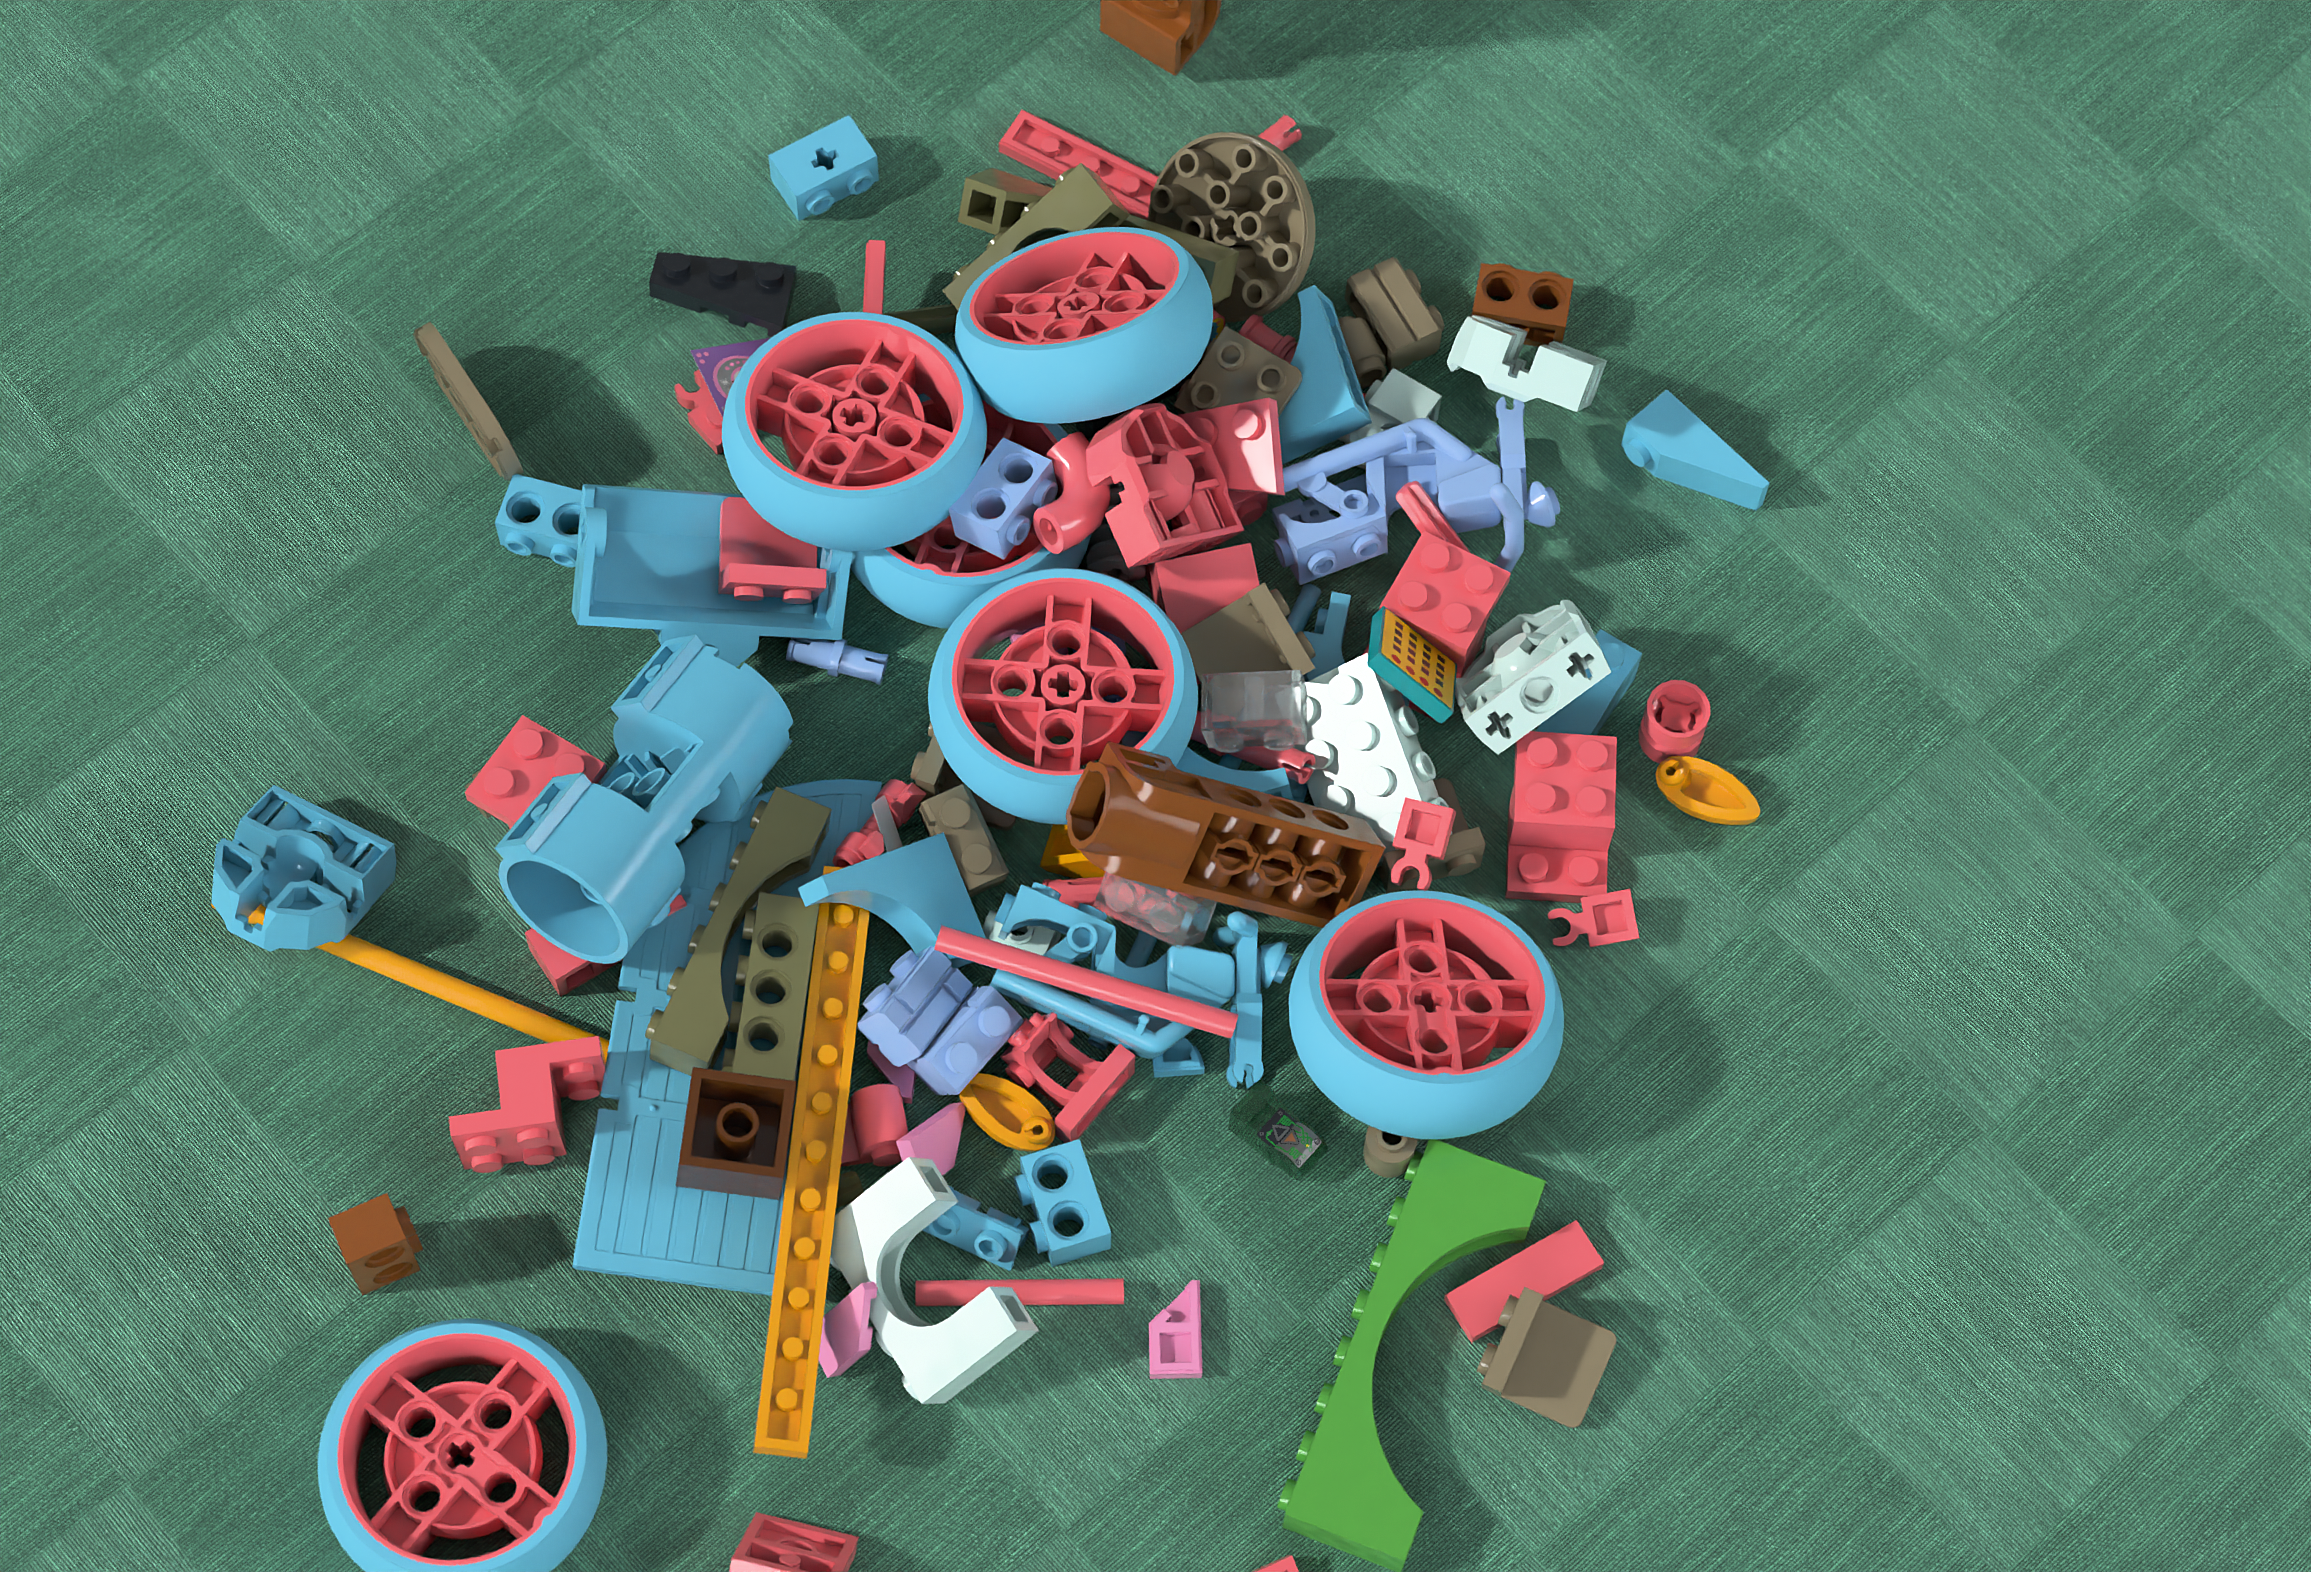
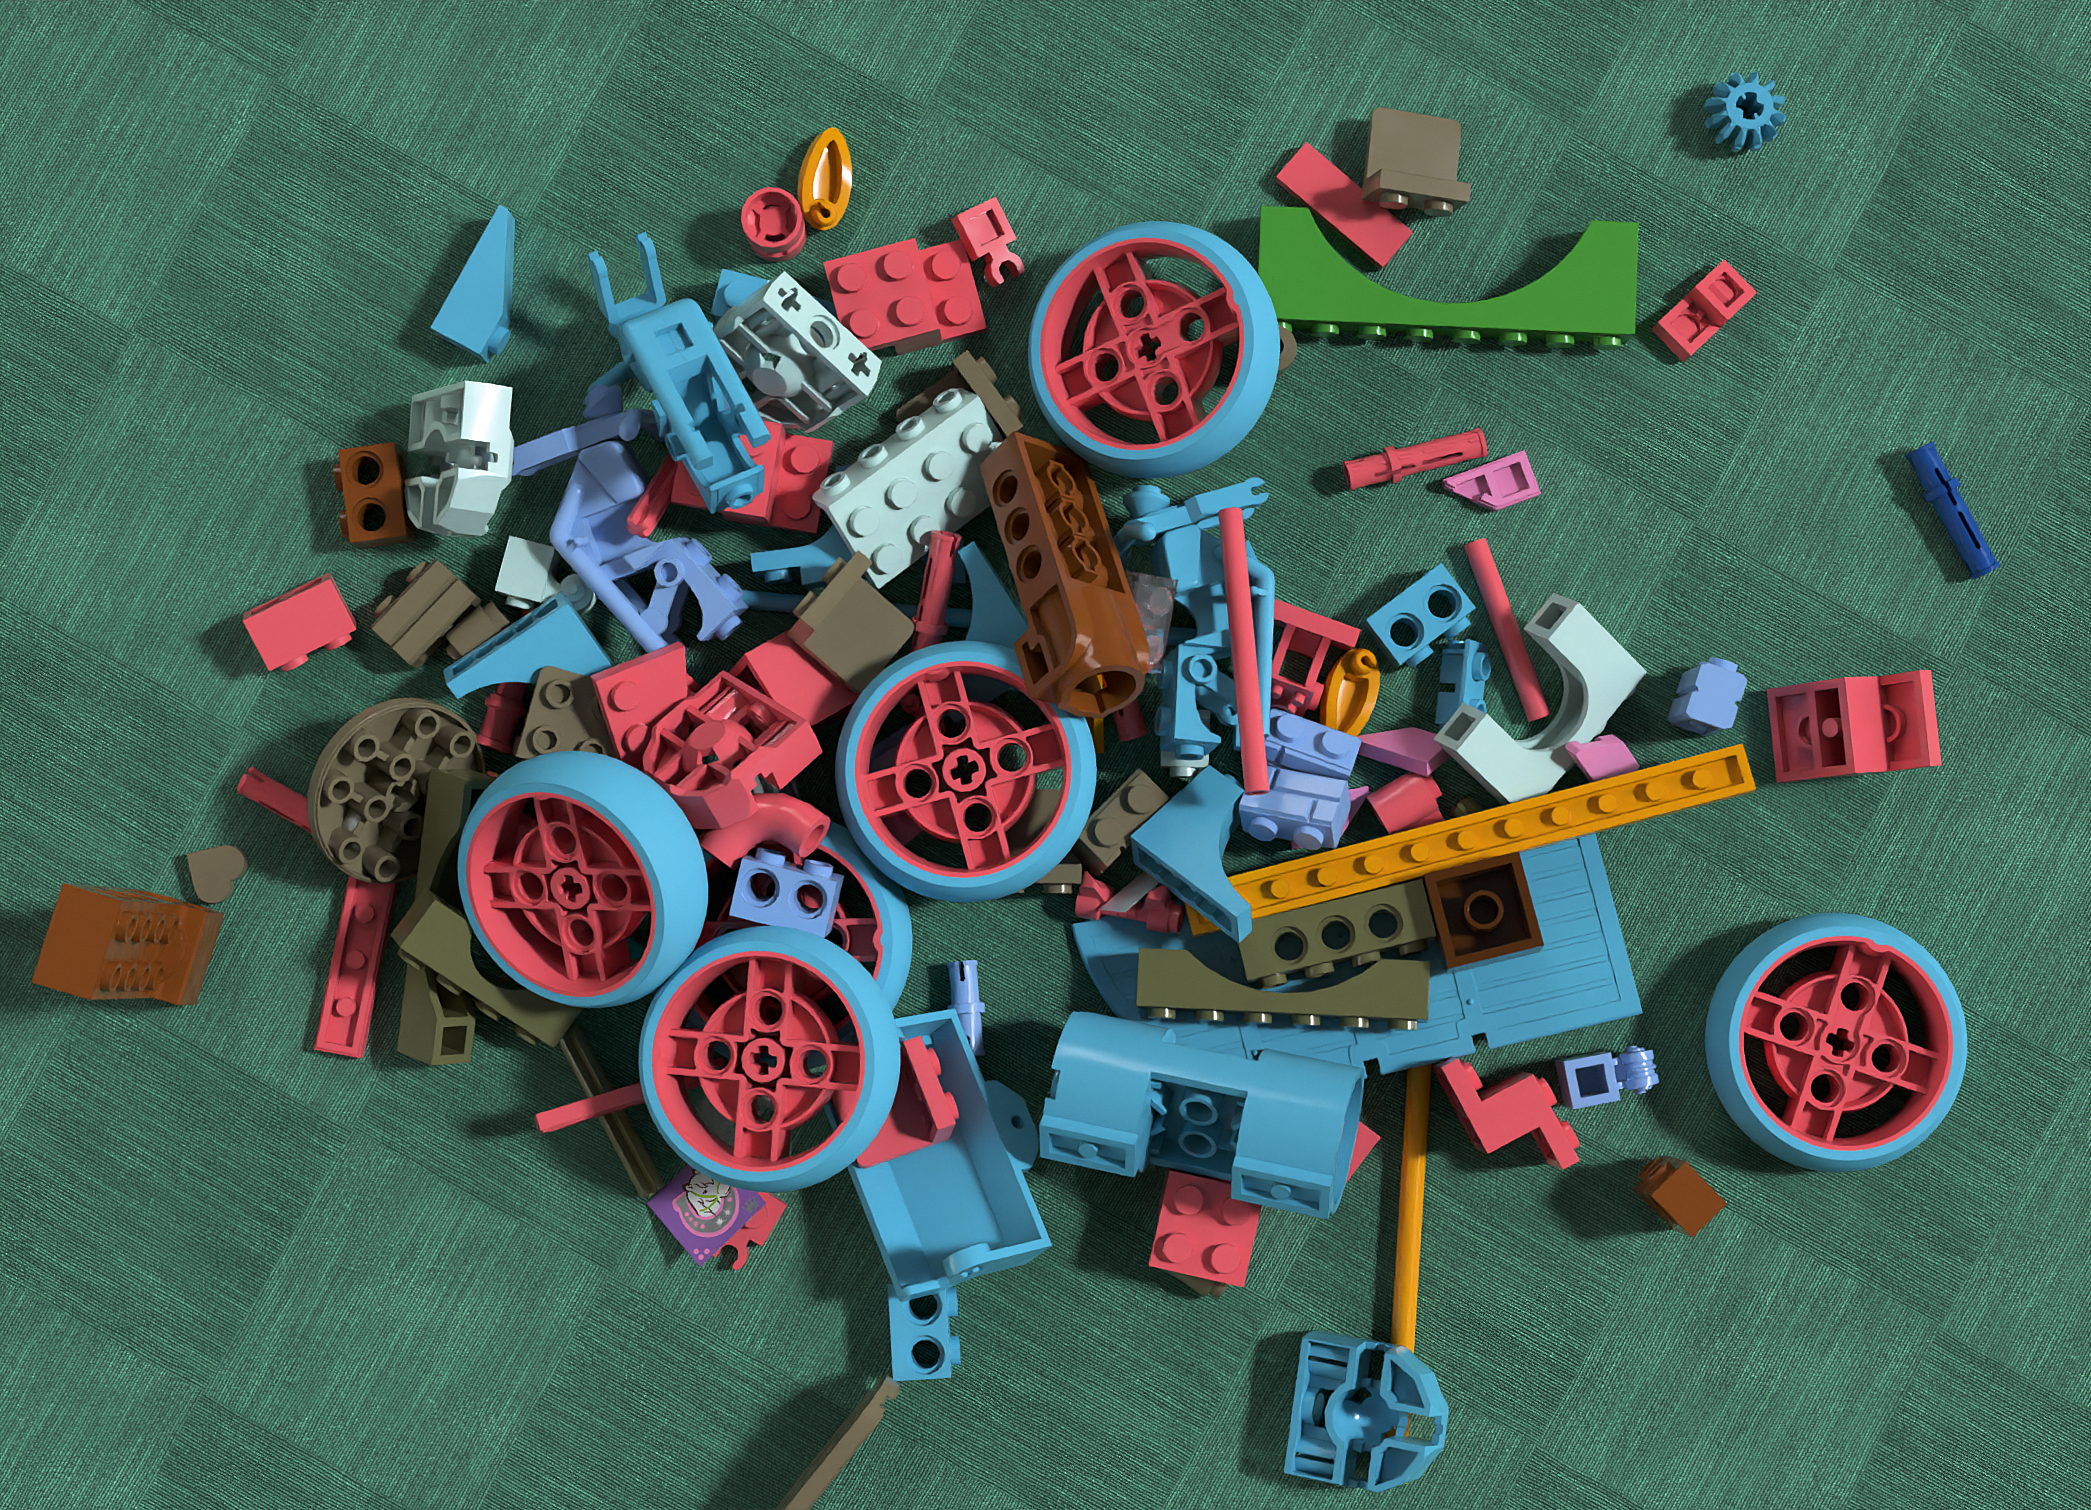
camera: 105 degrees left, 20 degrees up
(527, 1212) = (1598, 1076): none -> light blue brick
(737, 288) = (612, 1254): black wing -> none
(824, 168) = (423, 1213): medium azure brick -> none
(870, 1452) = (1708, 697): none -> light blue brick
(1215, 81) = (215, 871): none -> dark tan tile
(1232, 1241) = (1405, 461): none -> coral pin
(1254, 710) = (915, 594): clear brick -> none
(1276, 1132) = (1288, 456): clear green leg -> none
(1412, 665) = (816, 467): tile -> none
(1420, 205) = (300, 623): none -> coral brick
(1423, 834) = (987, 403): coral plate -> none
(1560, 549) = (673, 356): none -> medium azure piece

